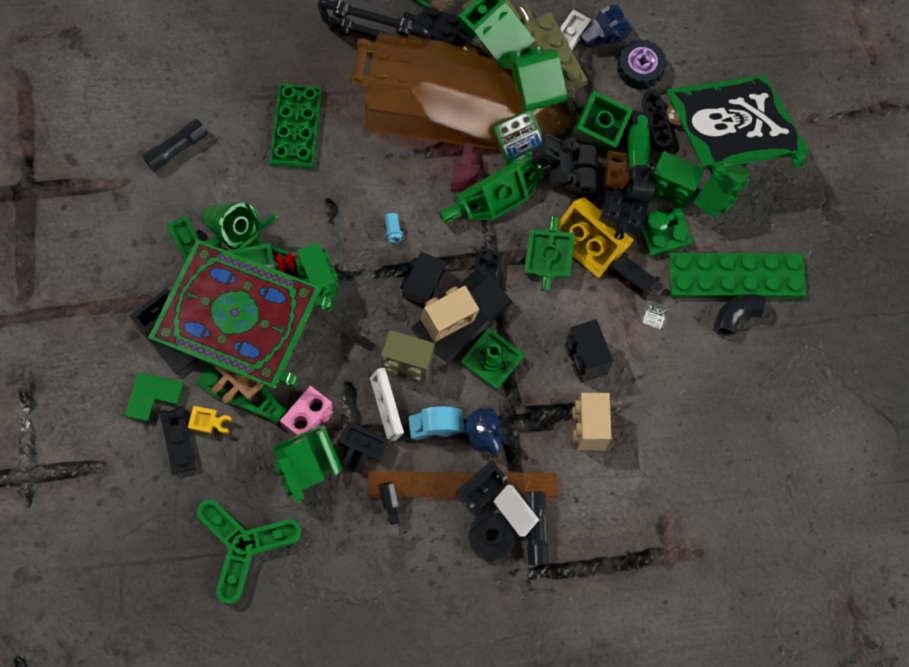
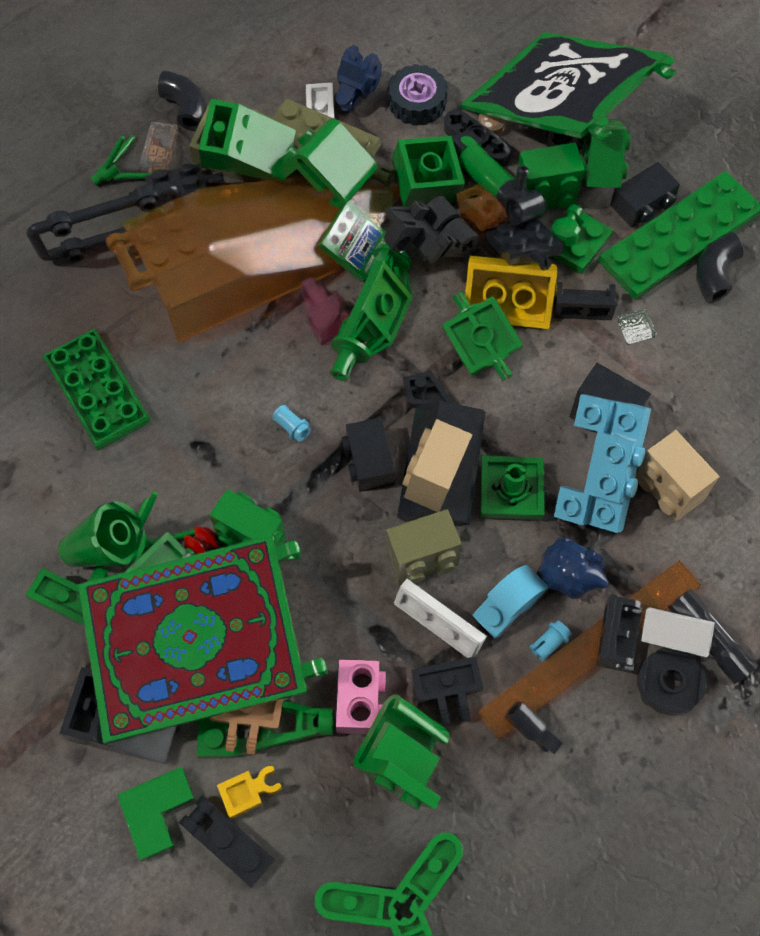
camera: 30 degrees left, 5 degrees down
(441, 463) = (550, 640): none -> medium azure pin
(557, 386) = (612, 466): none -> medium azure bracket
(733, 233) = (645, 195): none -> black brick

